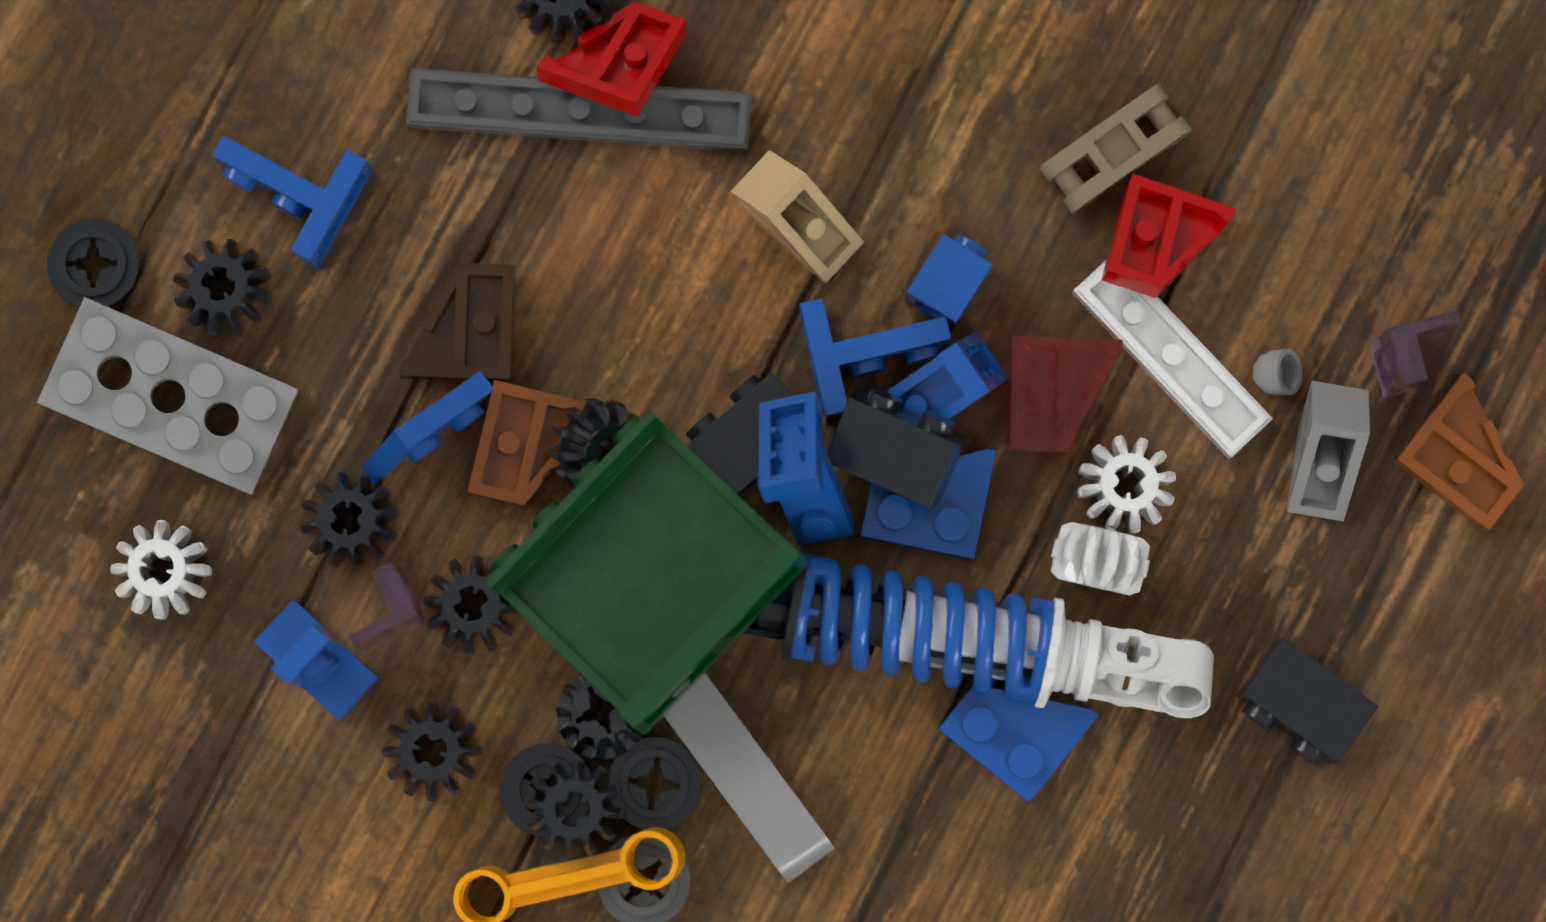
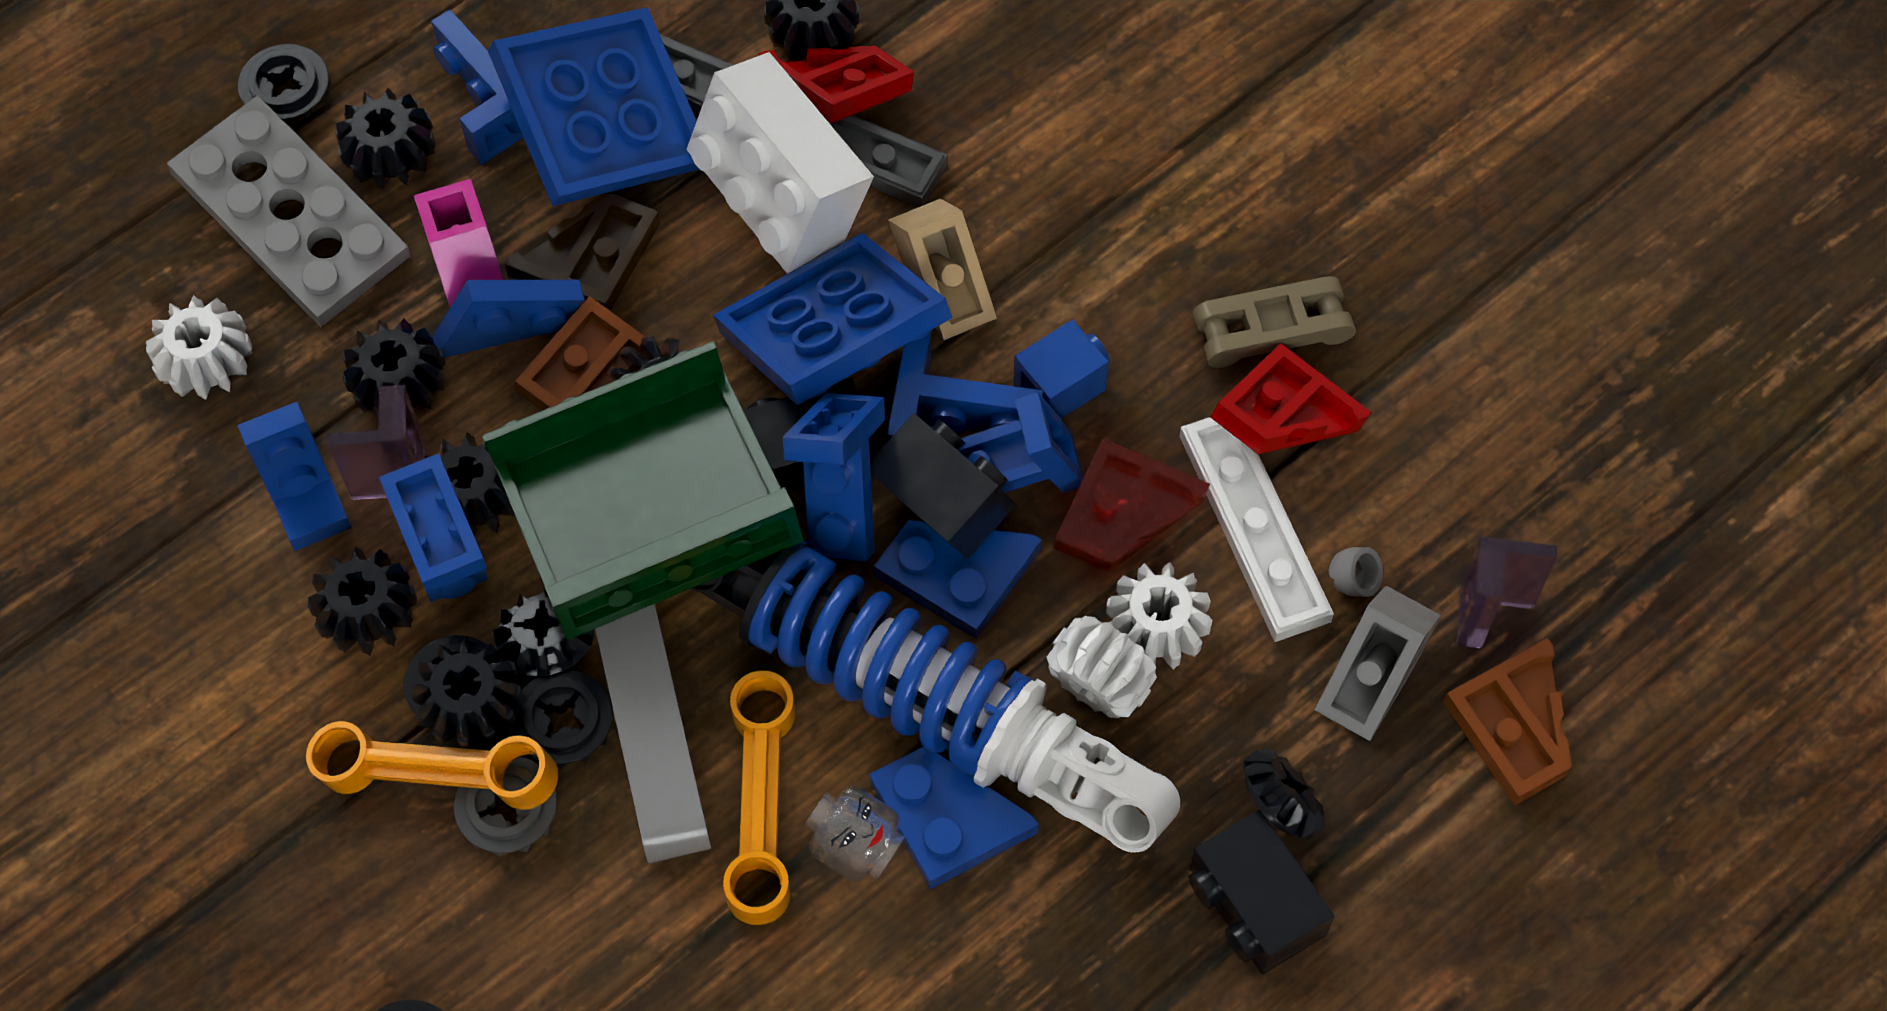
camera: 25 degrees right, 20 degrees down
(358, 382) = (457, 236): none -> dark pink slope
(416, 184) = (597, 104): none -> blue plate
(486, 685) = (435, 528): none -> blue bracket
(611, 183) = (778, 161): none -> white brick
(726, 318) = (832, 318): none -> blue plate
(854, 784) = (759, 796): none -> light orange piece
(951, 789) = (854, 834): none -> clear head
(1294, 610) = (1283, 794): none -> black gear

